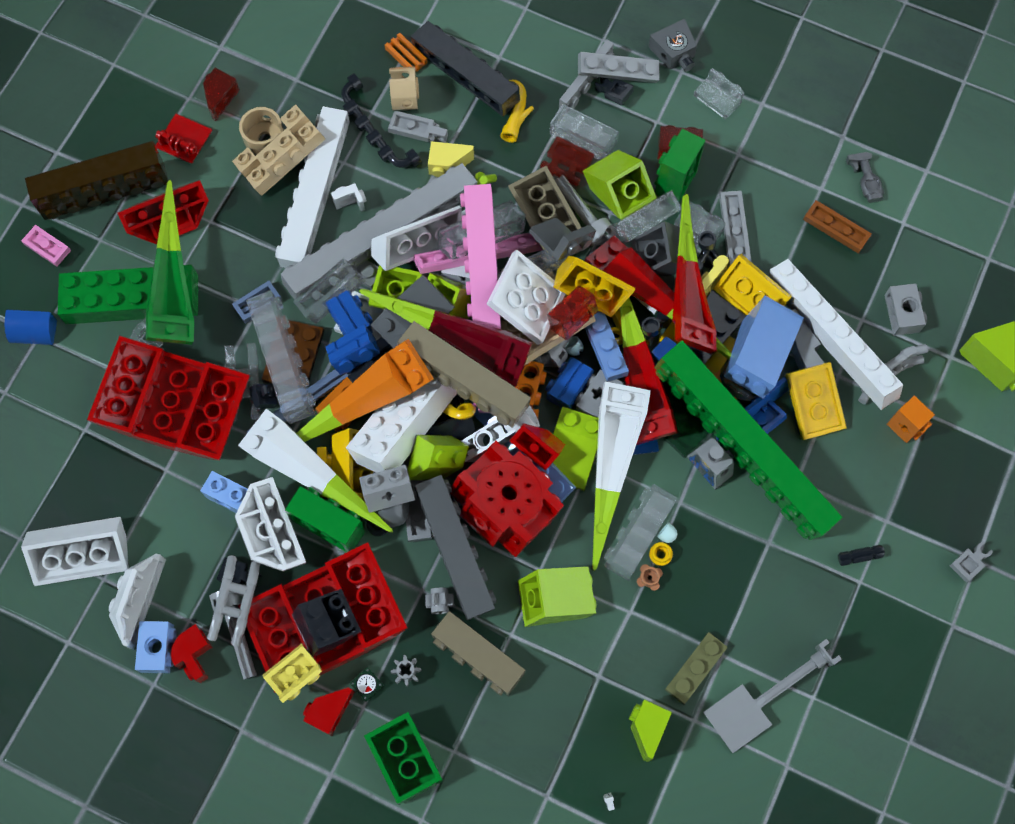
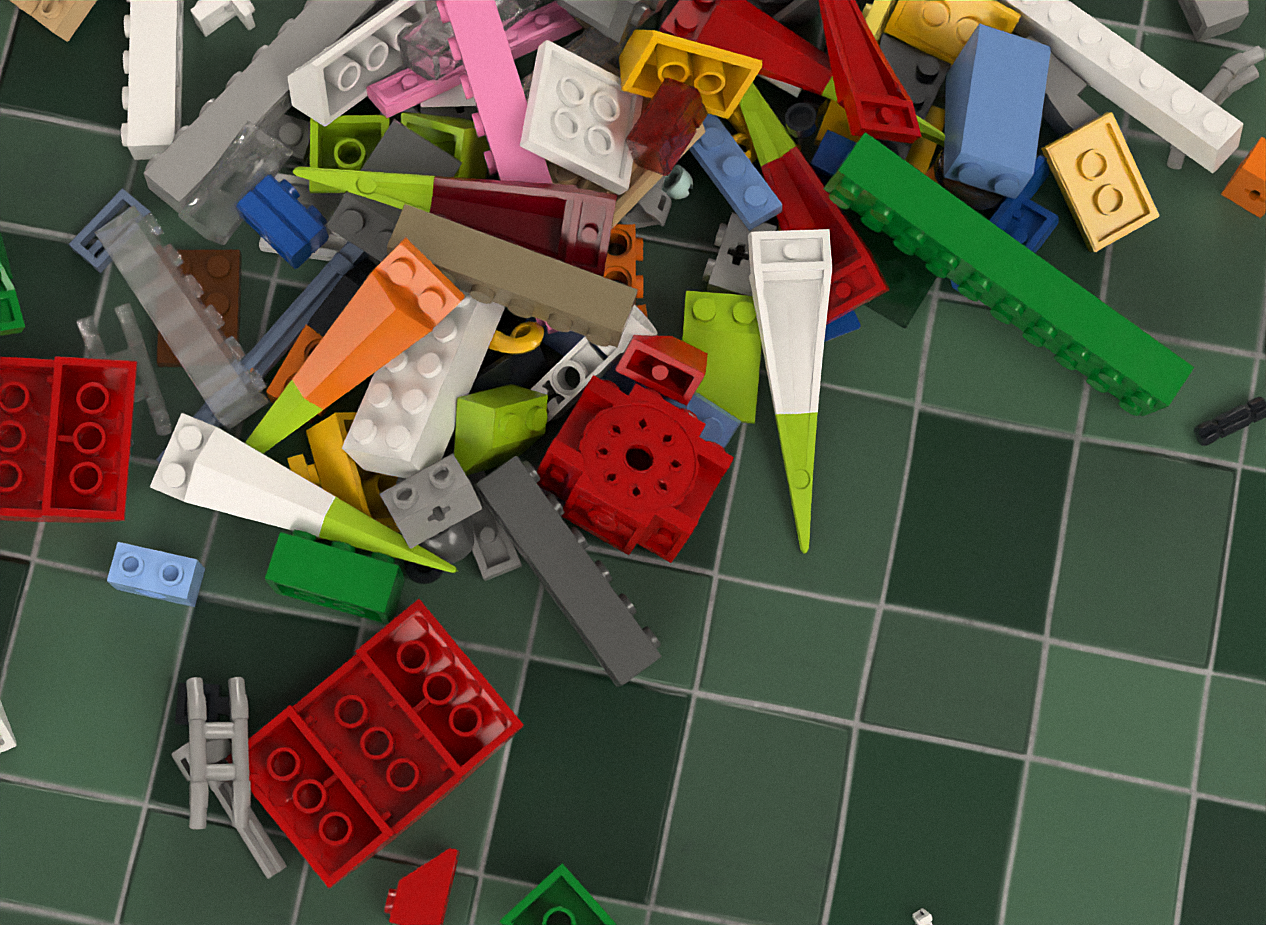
camera: 20 degrees left, 5 degrees up
(134, 598) = (42, 790): white wedge -> none
(148, 635) = (84, 845): light blue brick -> none
(187, 649) = (158, 850): red brick -> none
(263, 395) = (169, 391): black tile -> none
(268, 528) = (241, 615): white wedge -> none
(293, 673) = (353, 849): light yellow bracket -> none
(325, 622) = (384, 750): black slope -> none
(352, 350) = (305, 277): blue brick -> none
(366, 684) = (477, 834): tile -> none
(406, 664) = (534, 784): light grey gear -> none
(439, 600) = (563, 666): light grey gear -> none
(477, 653) = (650, 738): dark tan brick -> none
(556, 595) = (755, 610): lime slope -> none
(569, 383) = (686, 248): blue brick -> none
(640, 532) = (866, 470): clear brick -> none
(648, 727) = (961, 789): lime slope -> none
(656, 573) = (906, 532): nougat plate -> none
(660, 546) = (912, 487): yellow plate -> none
(667, 533) = (911, 461): light aqua hinge -> none
(696, 668) = (1011, 672): olive plate -> none
(711, 462) = (955, 325): light grey torso -> none
(740, 717) = (1102, 733): light grey piece -> none

